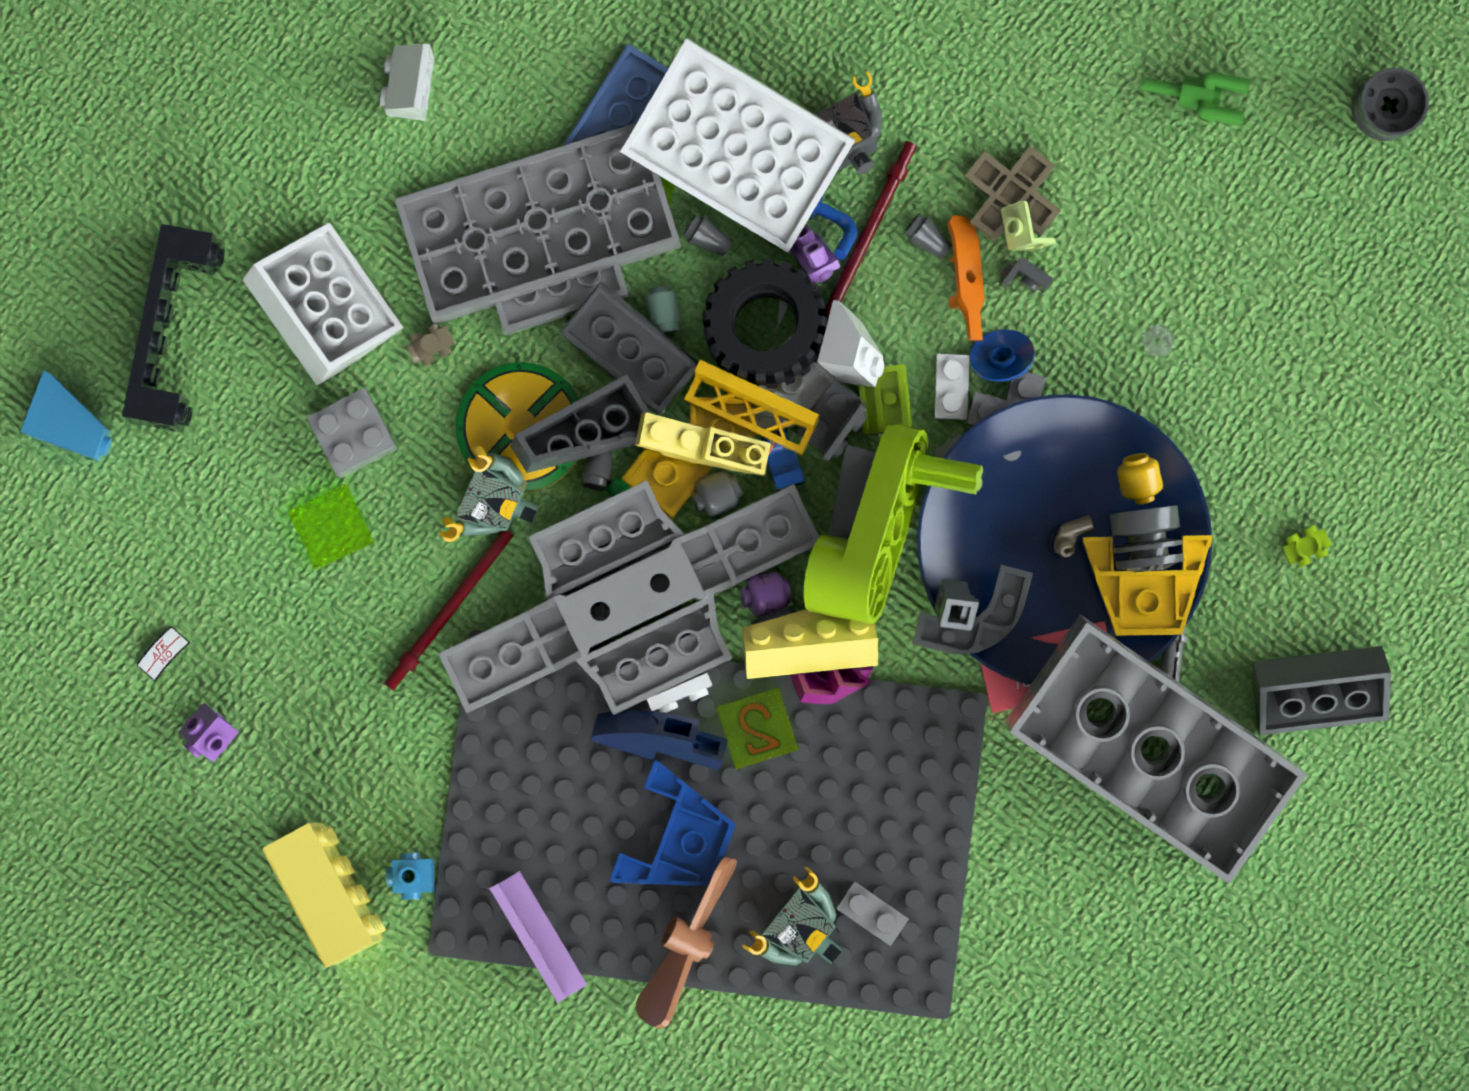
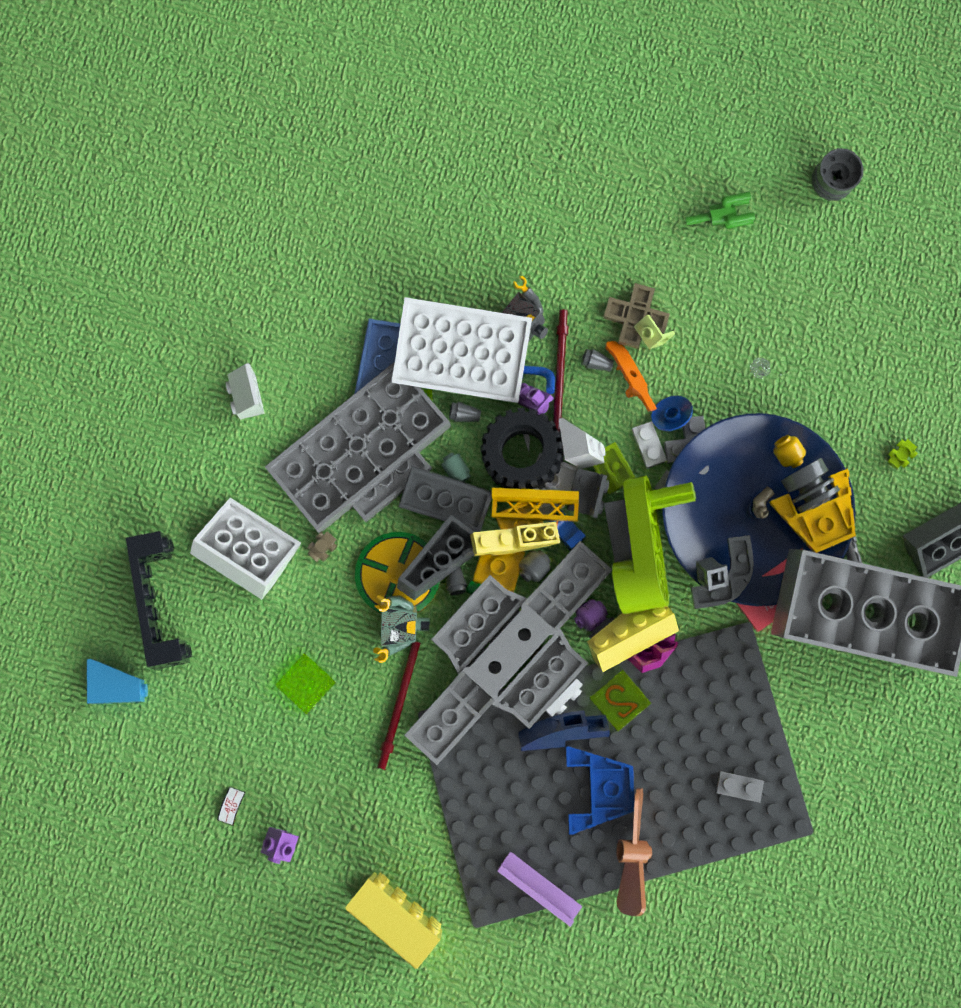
camera: 20 degrees left, 5 degrees down
(352, 433) = (295, 620): light grey brick -> none
(424, 876) = (450, 877): dark azure brick -> none
(800, 927) = (700, 814): torso -> none
(1032, 276) = (667, 358): dark grey bracket -> none

